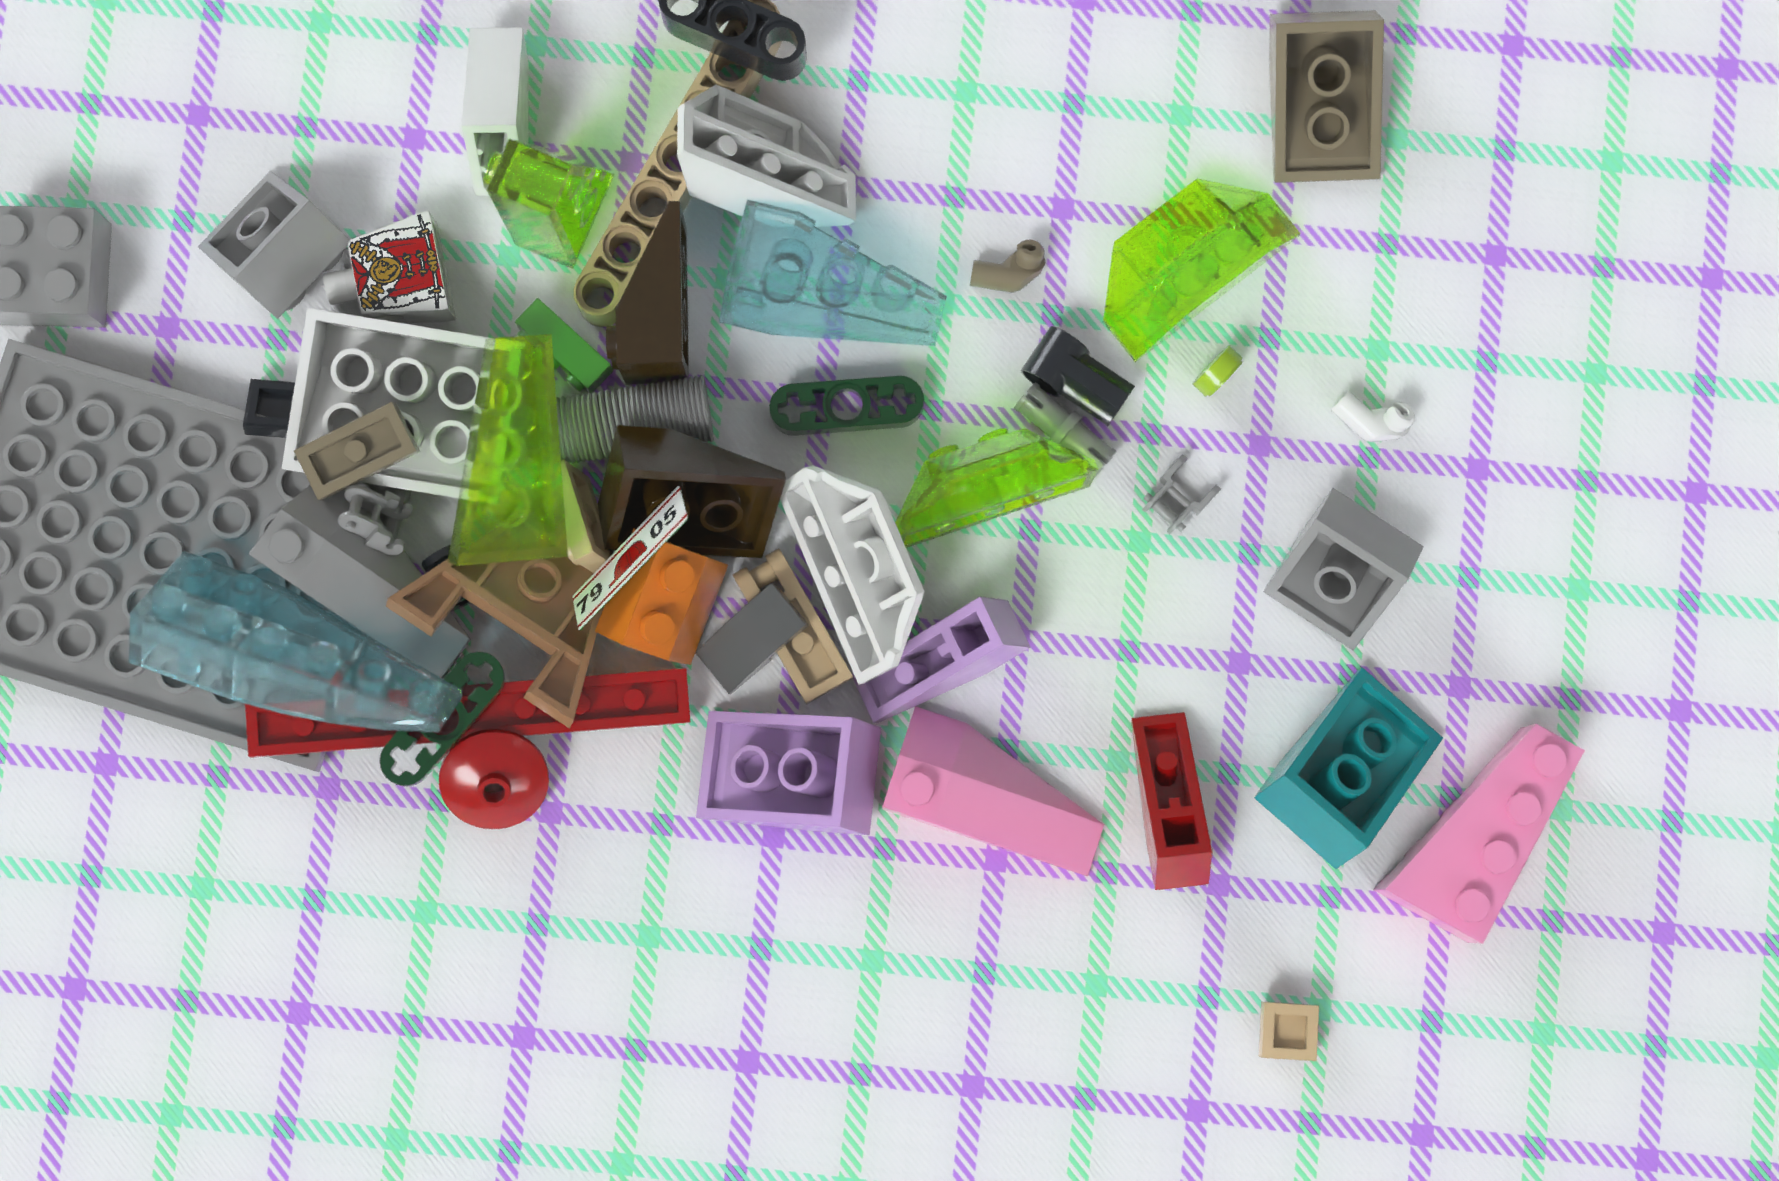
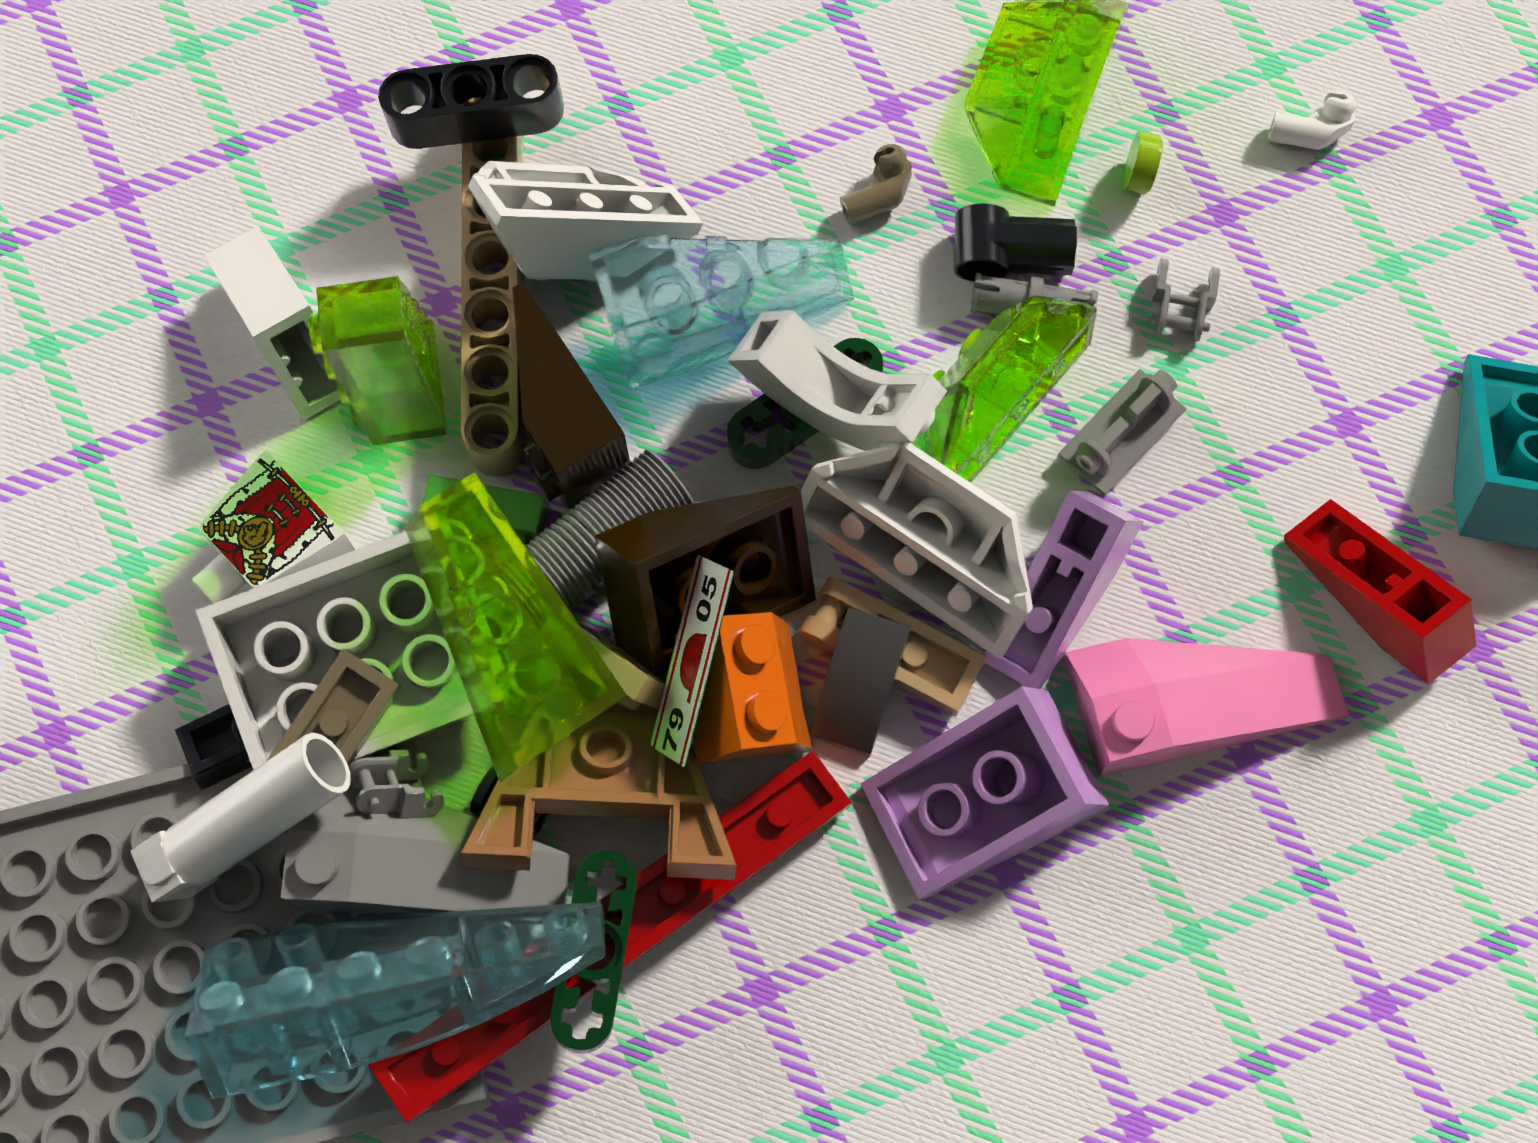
camera: 25 degrees left, 10 degrees down
(254, 481) = (242, 819): none -> white piece
(275, 244) = (123, 580): light grey slope -> none
(488, 759) = (663, 970): red dish -> none
(863, 411) = (832, 390): none -> white arch
(1065, 569) = (1124, 429): none -> light grey hinge
(1344, 569) = (1389, 272): light grey slope -> none

